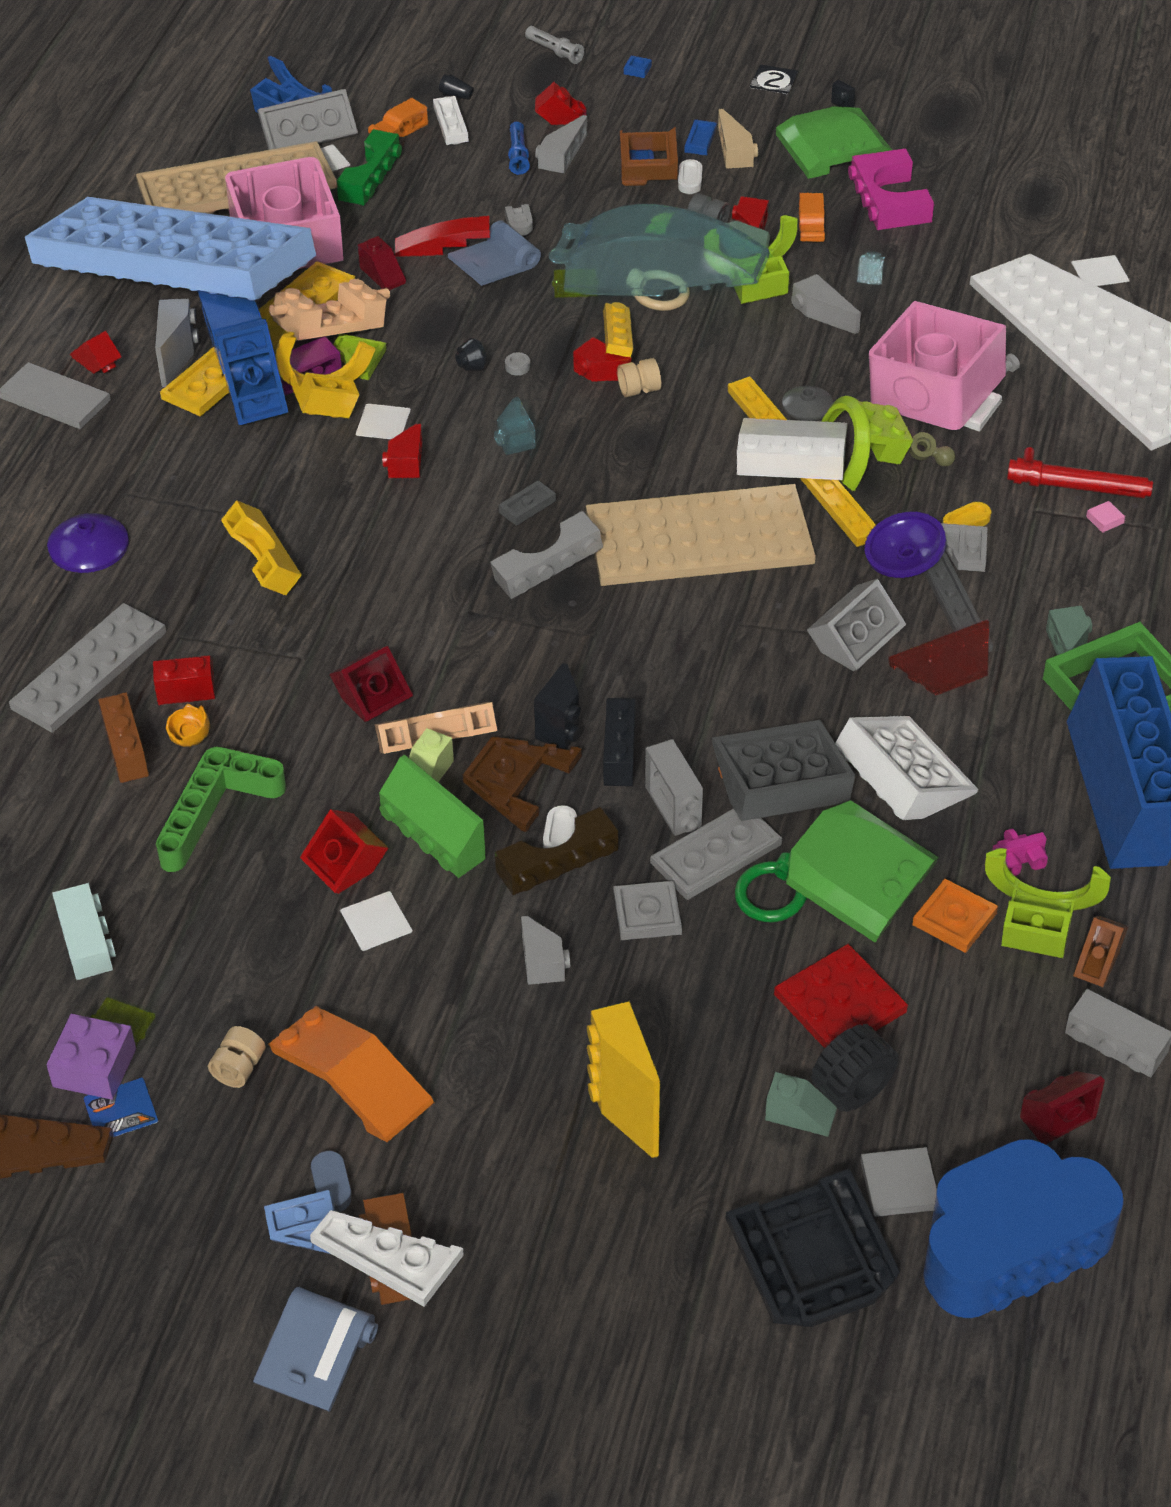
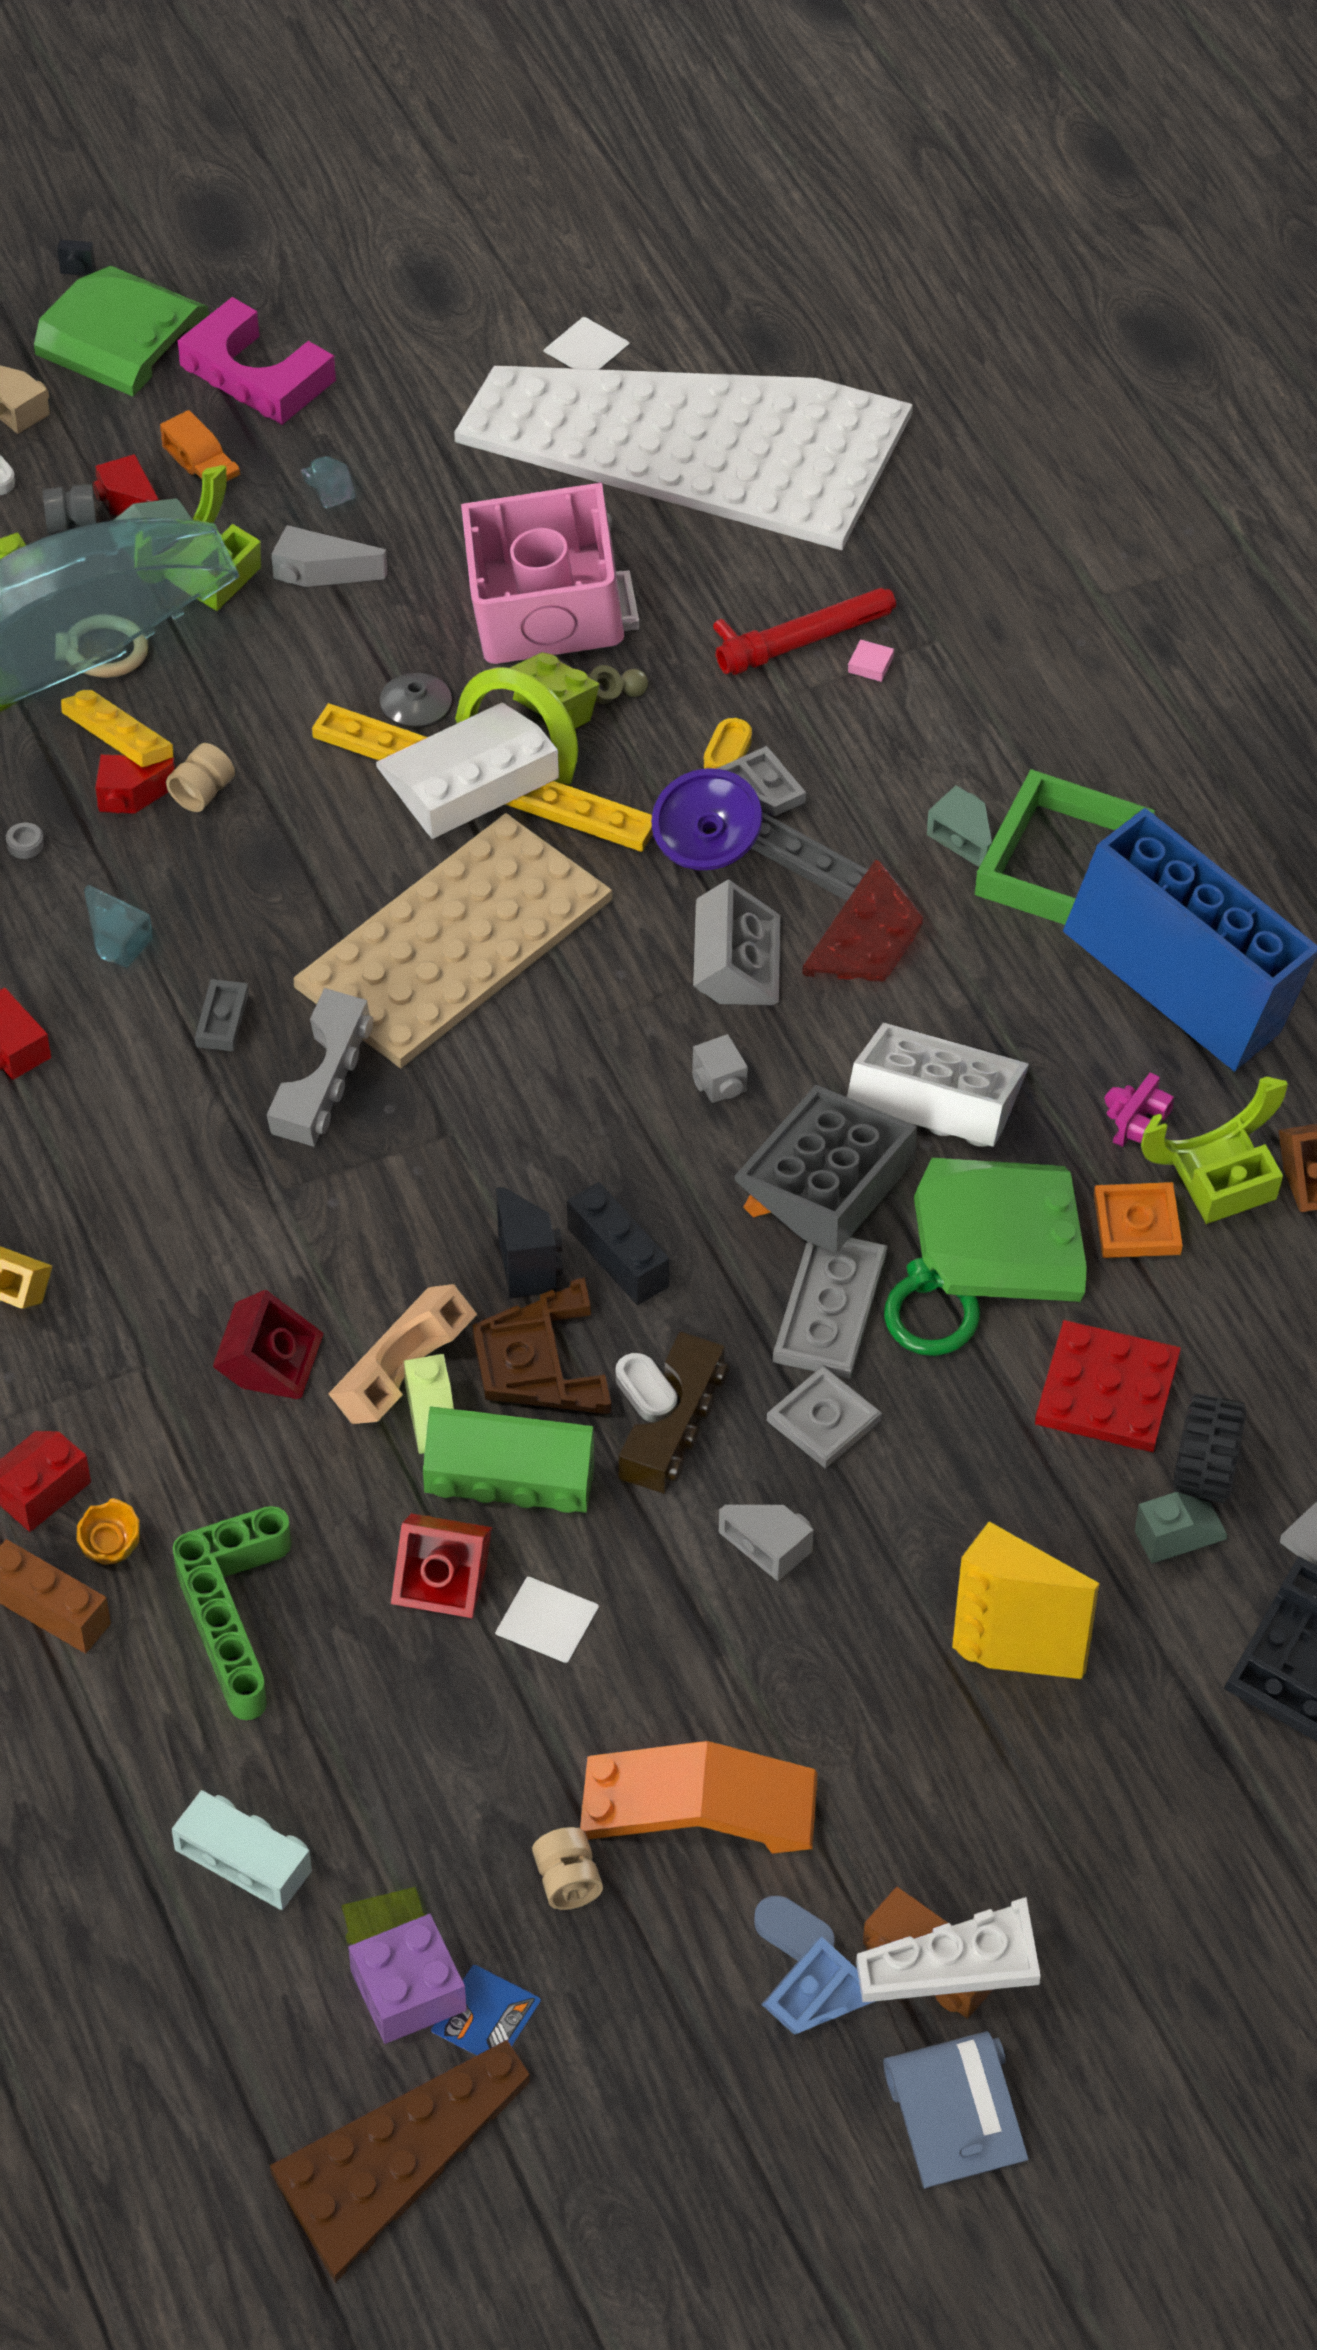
camera: 40 degrees left, 5 degrees up
(673, 787) = (727, 1276): light grey window -> none
(777, 683) = (719, 1069): none -> light grey brick

